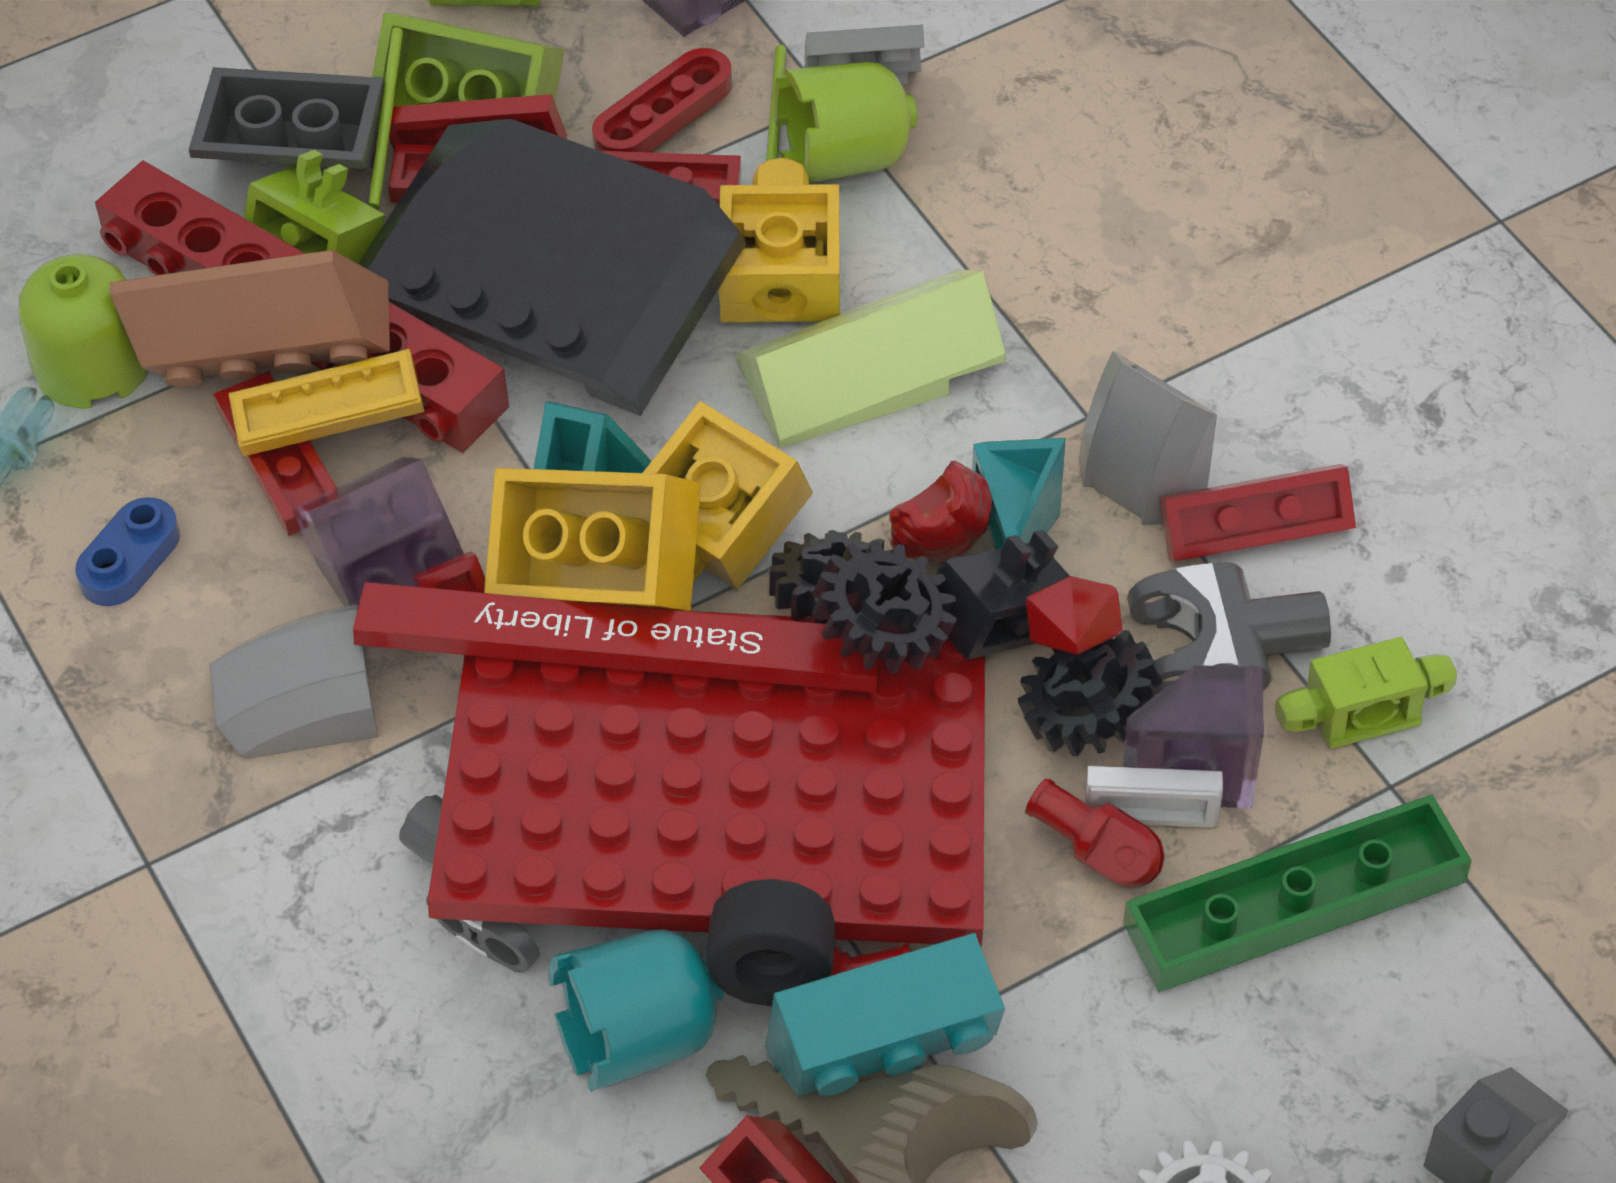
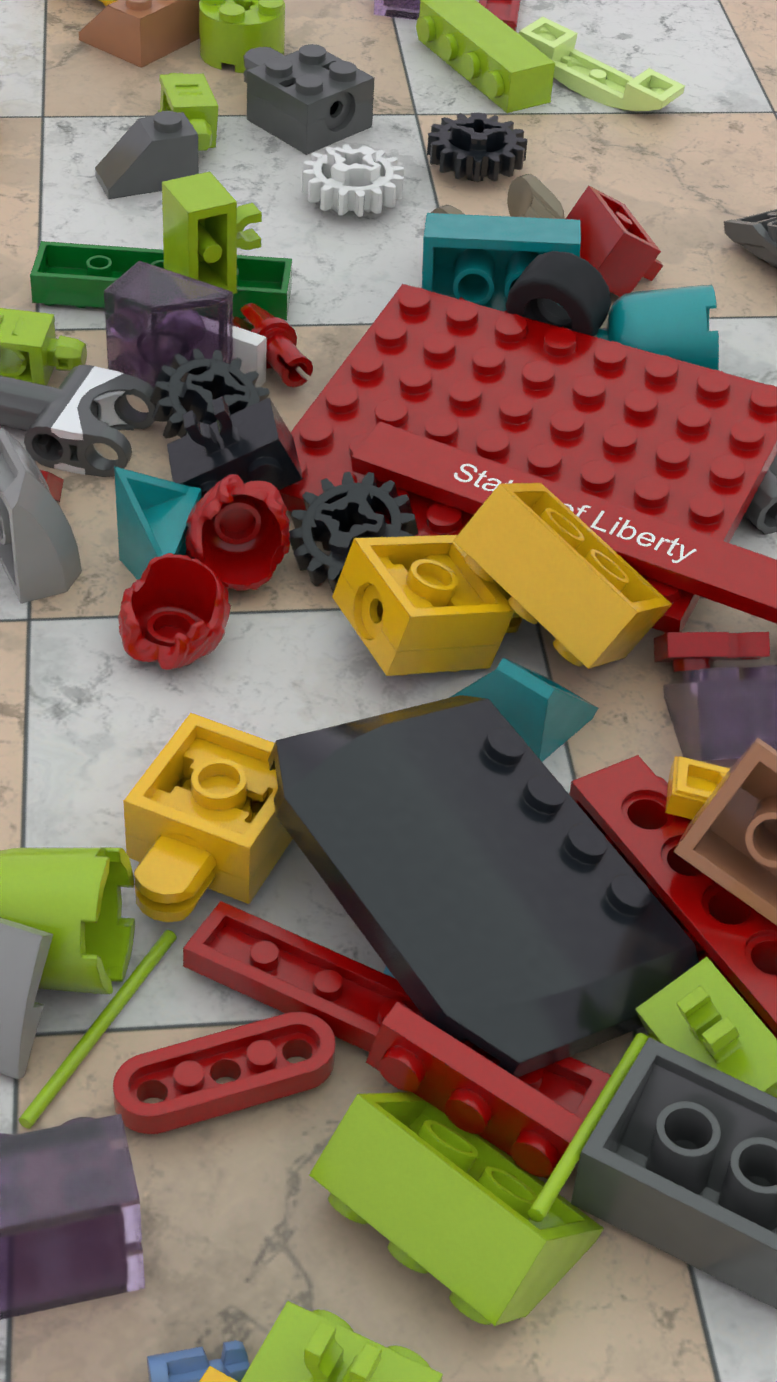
camera: 160 degrees left, 10 degrees down
(874, 357) = (139, 704): yellowish green slope -> none
(884, 607) = (350, 431): black gear -> none
(942, 424) = (174, 612): none -> red hair
(1074, 614) = (192, 394): red slope -> none
(1240, 838) = (205, 229): none -> lime brick

